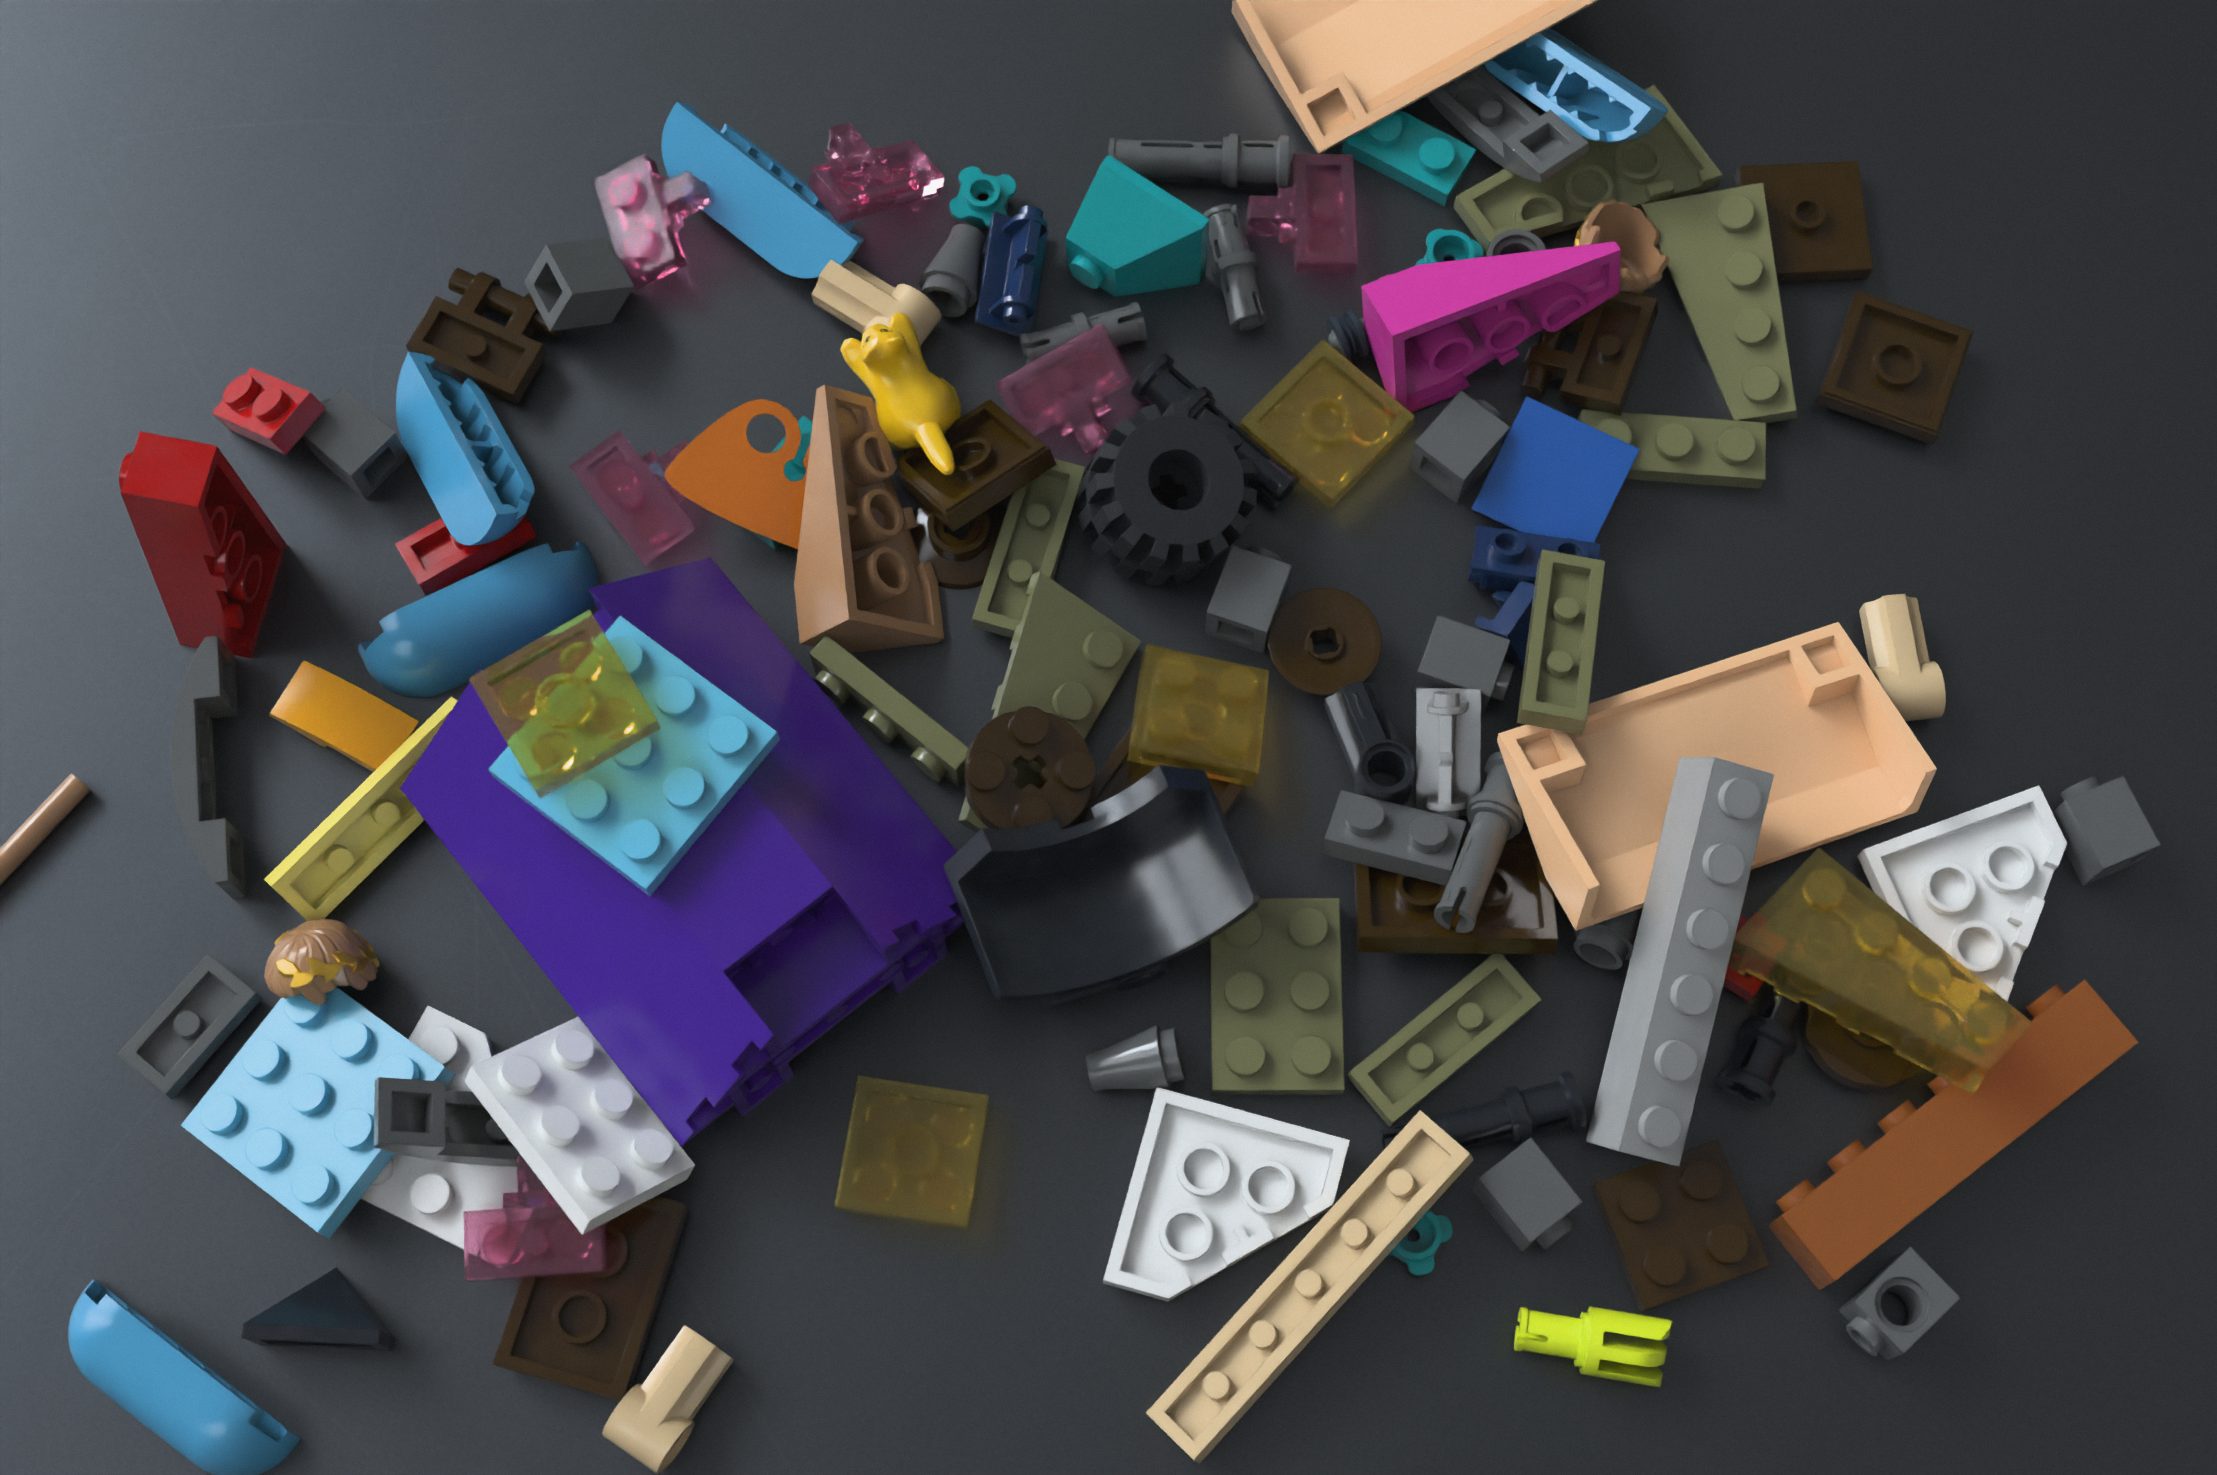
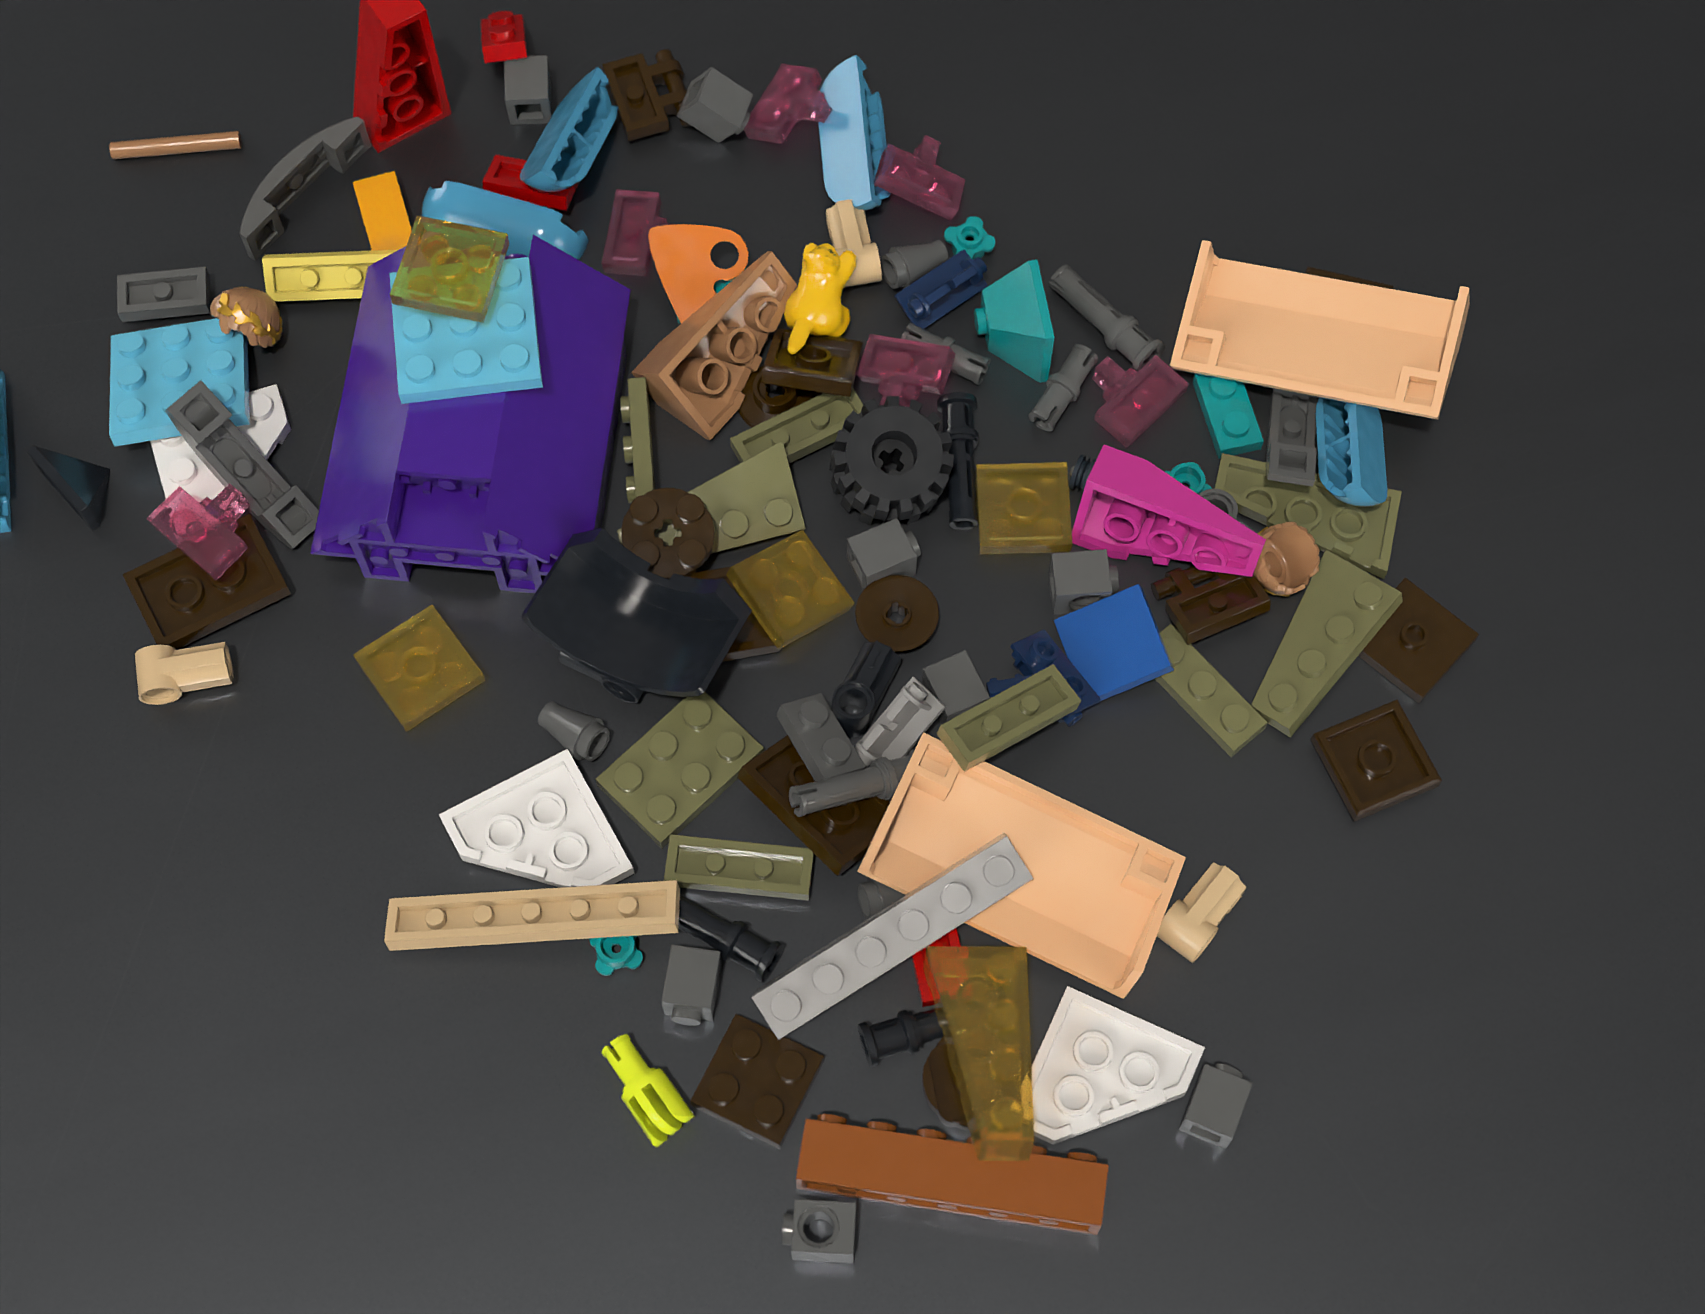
camera: 45 degrees right, 5 degrees down
(579, 1124) = (274, 498): white plate -> none

